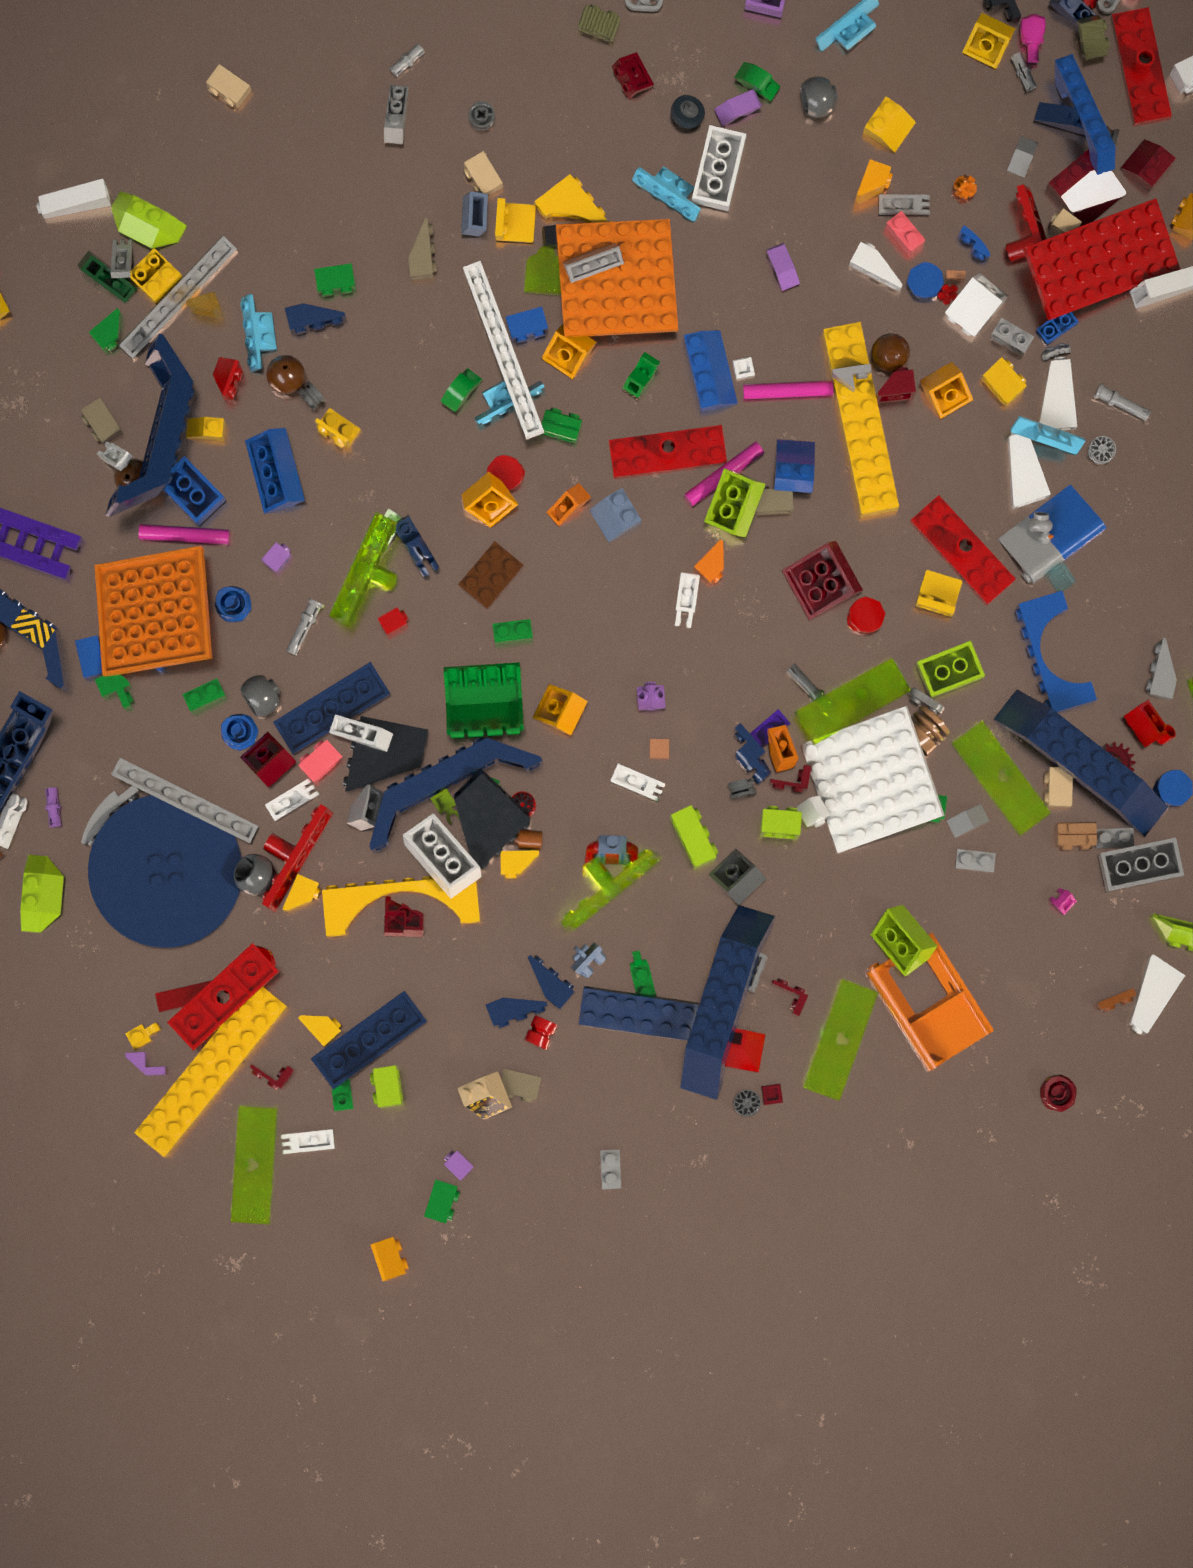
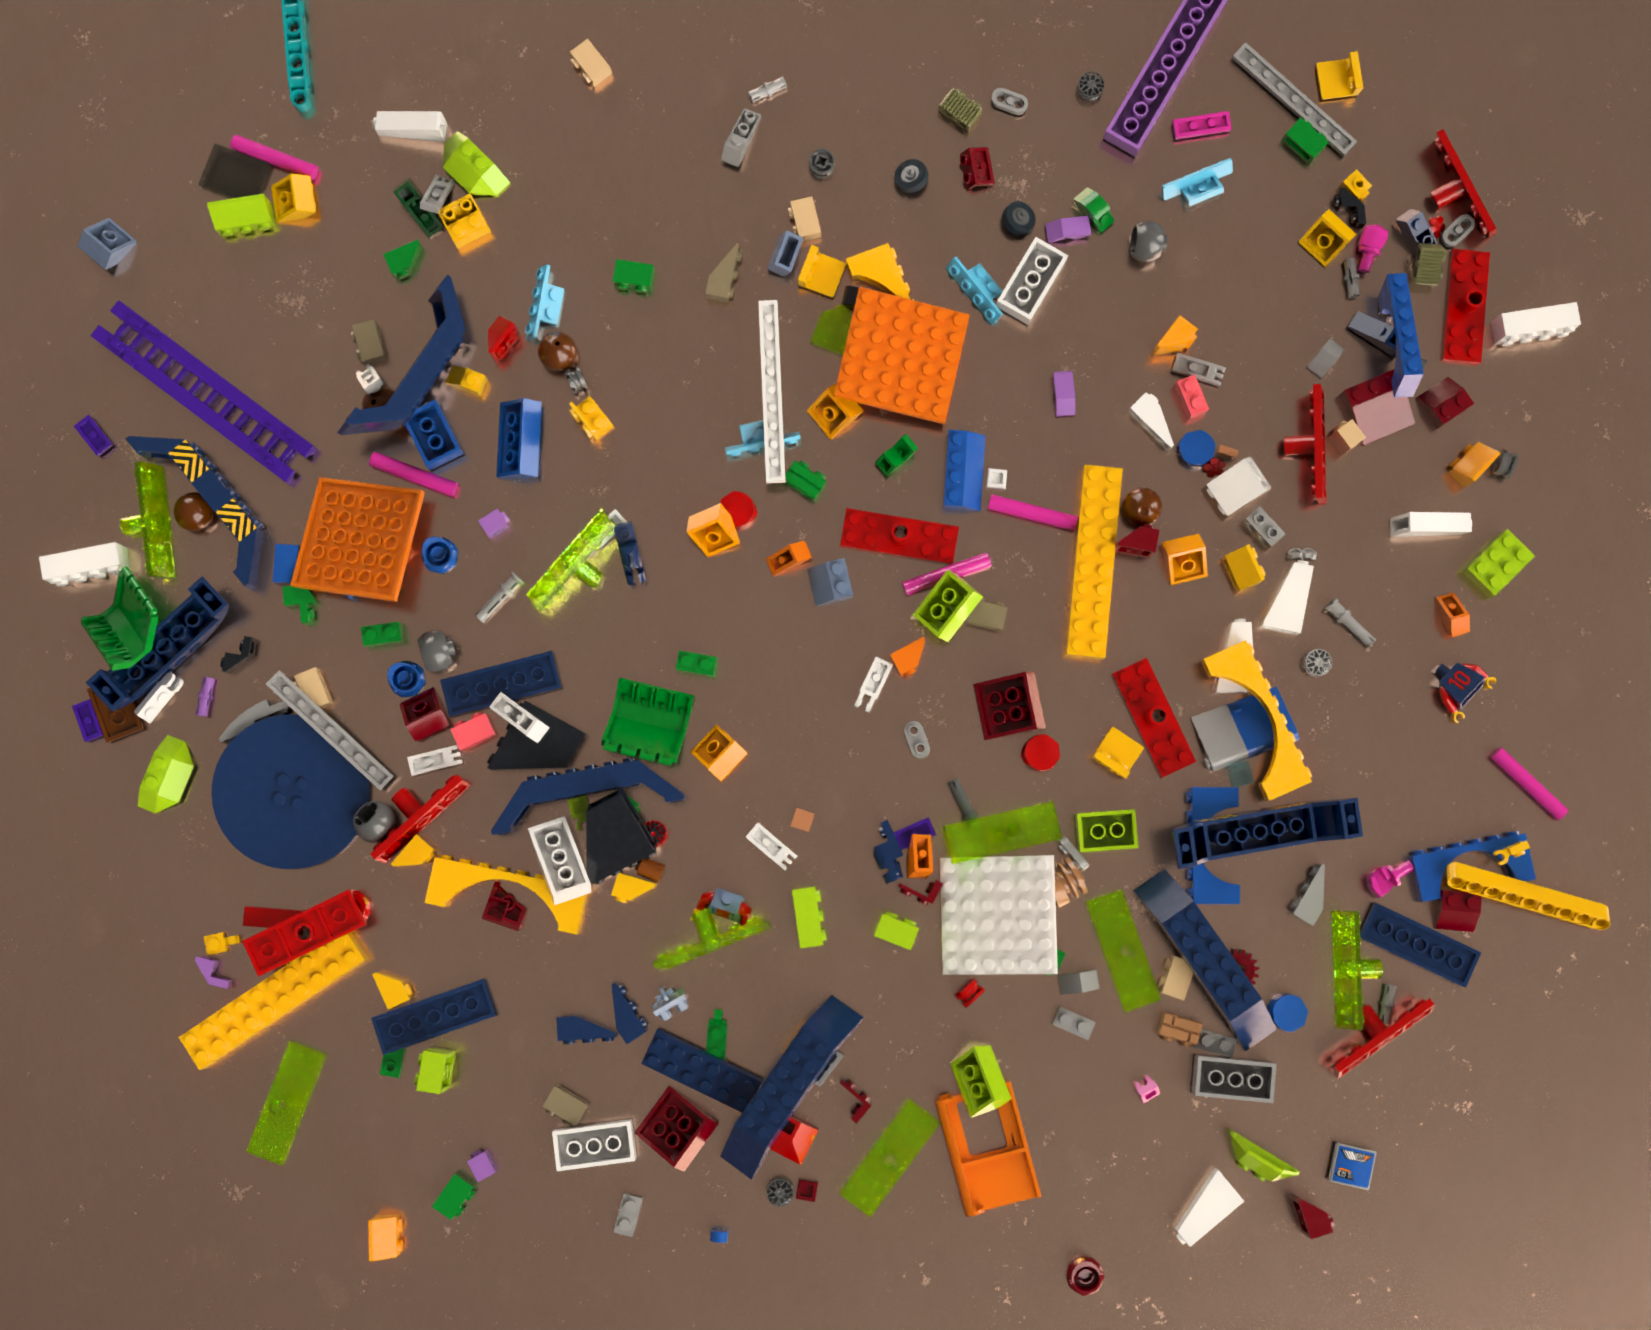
camera: 15 degrees right, 0 degrees up
(70, 764) = (234, 661): none -> black slope
(153, 763) = (314, 686): none -> tan brick
(177, 296) = (479, 246): light grey plate -> none
(205, 305) = (502, 262): clear yellow tile -> none
(283, 1075) = (341, 1025): dark red bracket -> none
(307, 316) = (594, 302): dark blue slope -> none
(309, 1141) = (346, 1096): white hinge -> none
(365, 808) = (501, 790): light grey slope -> none
(393, 621) = (585, 618): red brick -> none
(460, 389) = (719, 416): green brick -> none
(485, 1096) = (528, 1106): tan slope -> none
(491, 575) = (693, 602): reddish brown plate -> none
(527, 324) = (802, 374): blue brick -> none
(540, 1032) = (601, 1060): red wheel -> none
(558, 1112) = (594, 1145): none -> white brick
(572, 102) = (911, 175): none -> black wheel
(593, 262) = (883, 333): light grey slope -> none
(631, 1074) = (676, 1128): none -> dark red slope
(651, 696) = (809, 767): medium lavender brick -> none
(702, 1162) = (718, 1236): none -> blue piece
(737, 876) = (838, 967): dark grey slope -> none
(741, 786) = (870, 881): dark grey wheel -> none
(744, 639) = (916, 739): none -> light grey plate
(794, 466) = (1016, 587): blue slope -> none
(813, 811) = (931, 928): white brick -> none
(846, 374) = (1093, 515): light grey slope -> none
(866, 860) = (967, 991): none -> red wheel
(889, 125) = (1207, 289): yellow slope -> none
(965, 186) = (1262, 370): orange gear -> none
(979, 249) = (1258, 434): blue slope -> none
(1028, 475) = (1286, 766): none -> yellow arch
(1042, 524) = (1237, 716): light grey animal -> none
(1047, 435) = (1269, 632): medium azure bracket -> none
(1056, 327) = (1310, 530): blue slope -> none
(1100, 622) = (1266, 830): none -> dark blue slope
(1101, 258) = (1373, 479): red plate -> none
(1124, 997) = (1175, 1202): dark orange plate -> none
(1149, 725) = (1282, 944): red hinge -> none

